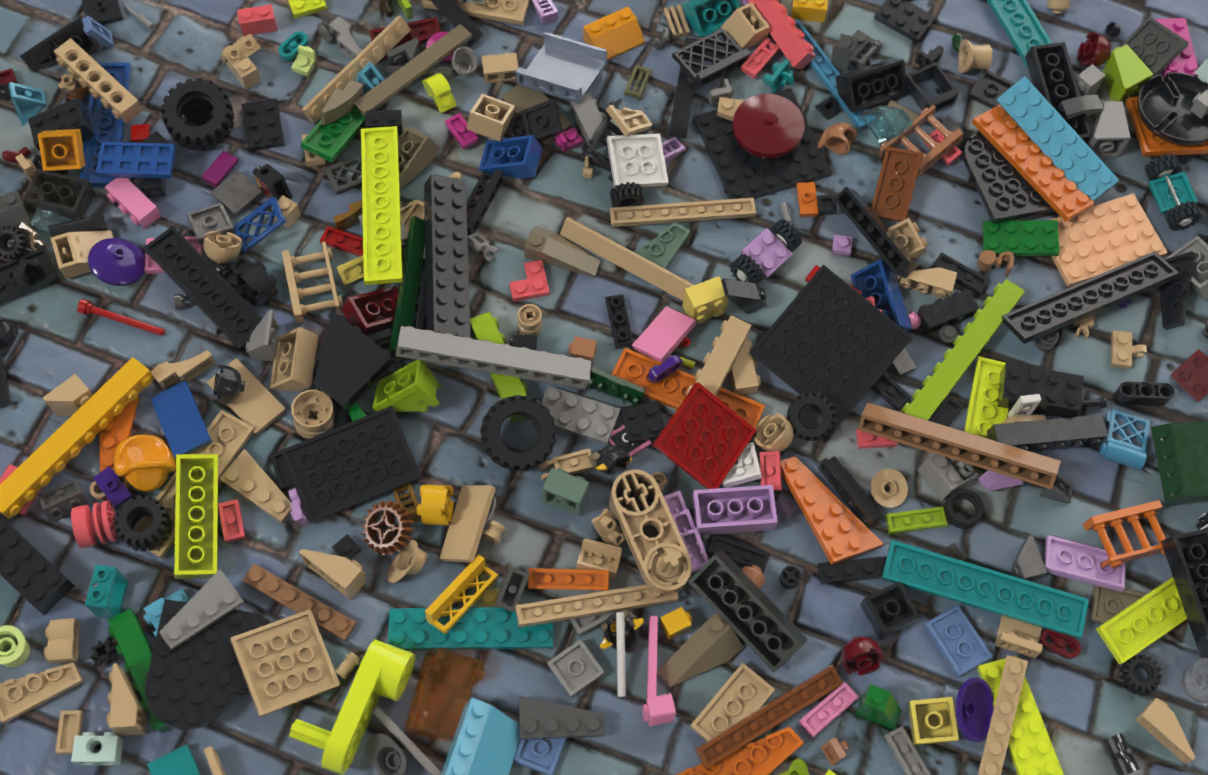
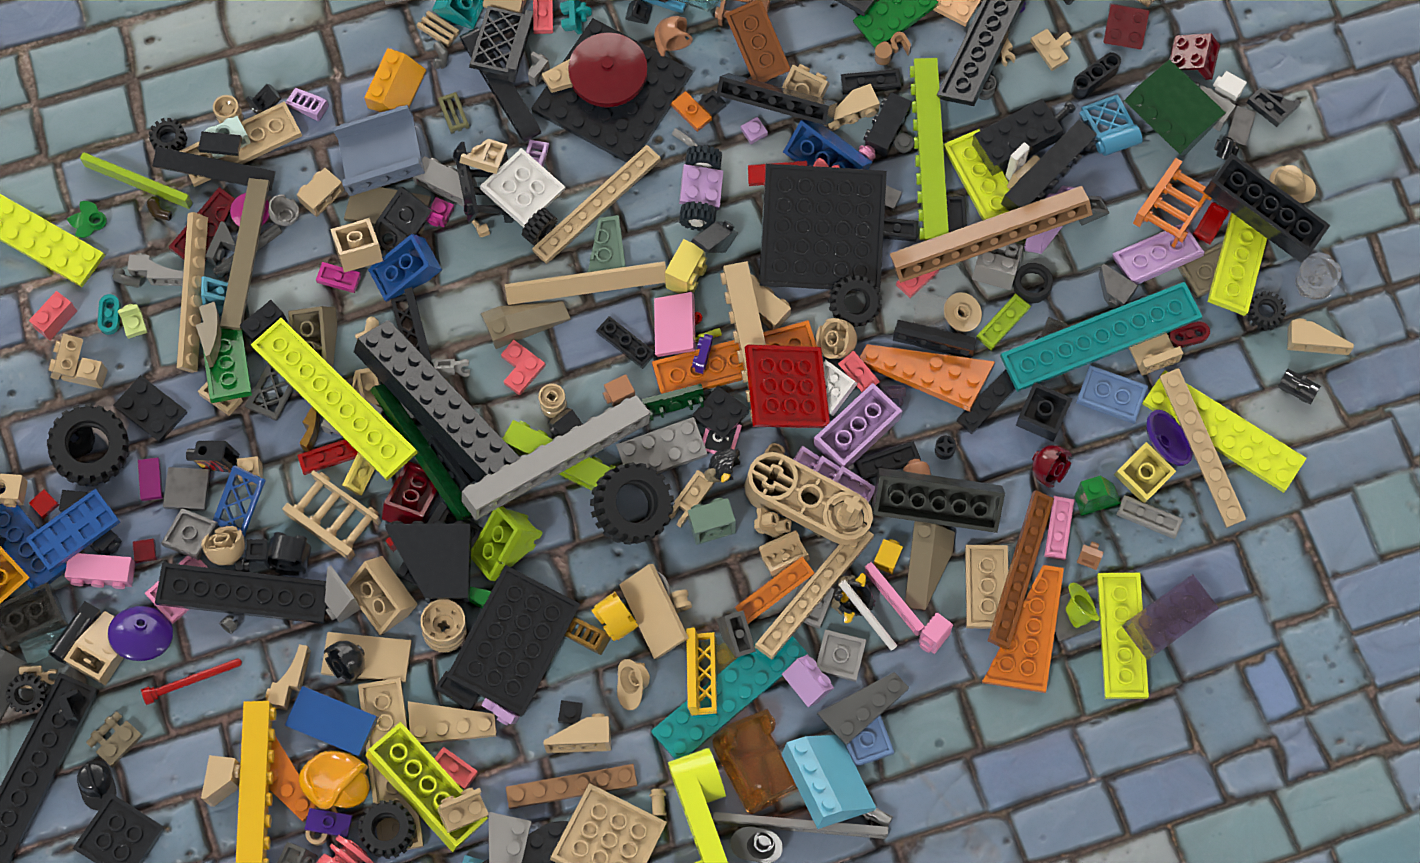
camera: 35 degrees left, 5 degrees up
(37, 323) = (119, 743): none -> dark tan plate
(173, 212) = (144, 550): none -> dark red tile
(202, 551) = (462, 810): none -> tan bracket
(386, 511) = (586, 660): dark orange gear -> none
(440, 91) = (285, 253): neon yellow brick -> none
(533, 666) = (808, 680): none -> lavender brick
(1149, 572) = (1211, 223): none -> red tile

